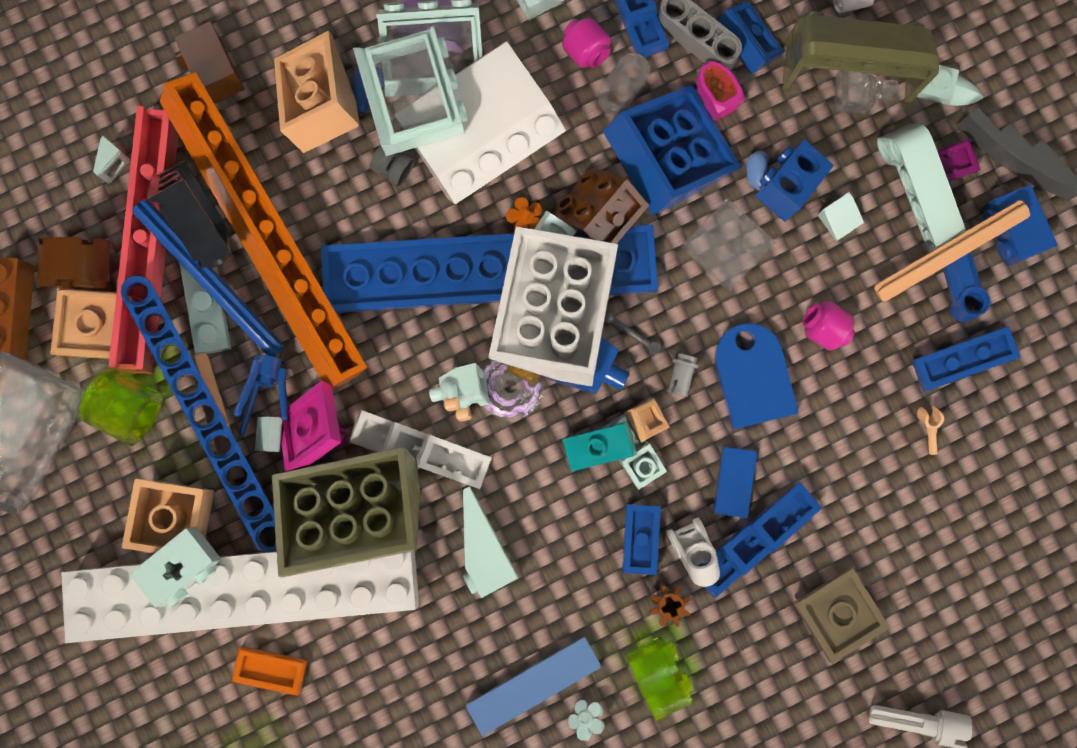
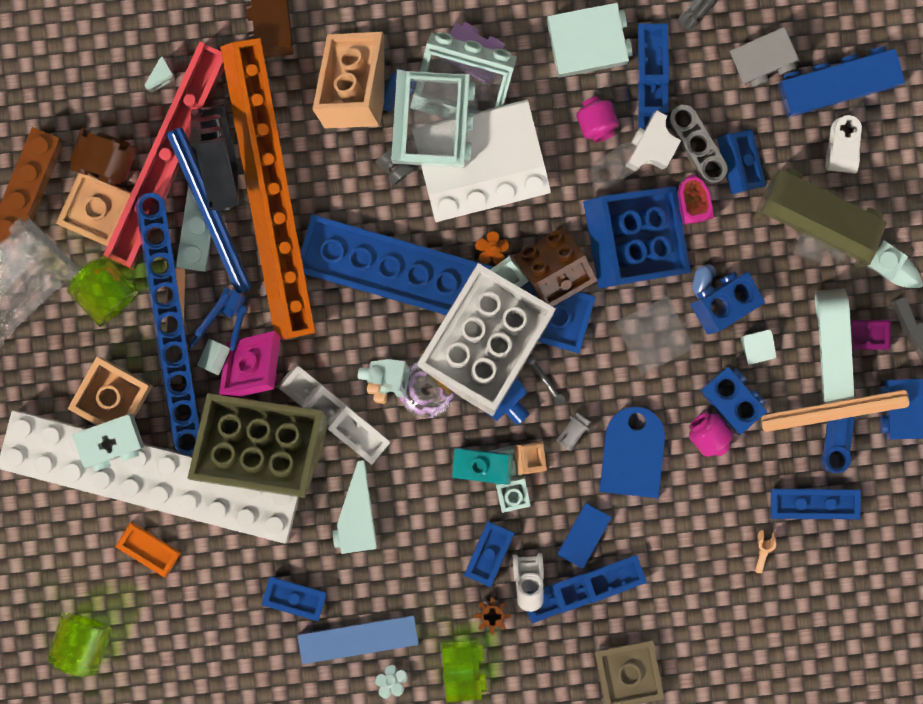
camera: 25 degrees right, 5 degrees up
(447, 666) = (294, 598): none -> blue plate
(655, 43) = (653, 144): none -> white brick
(836, 287) = (728, 405): none -> blue brick

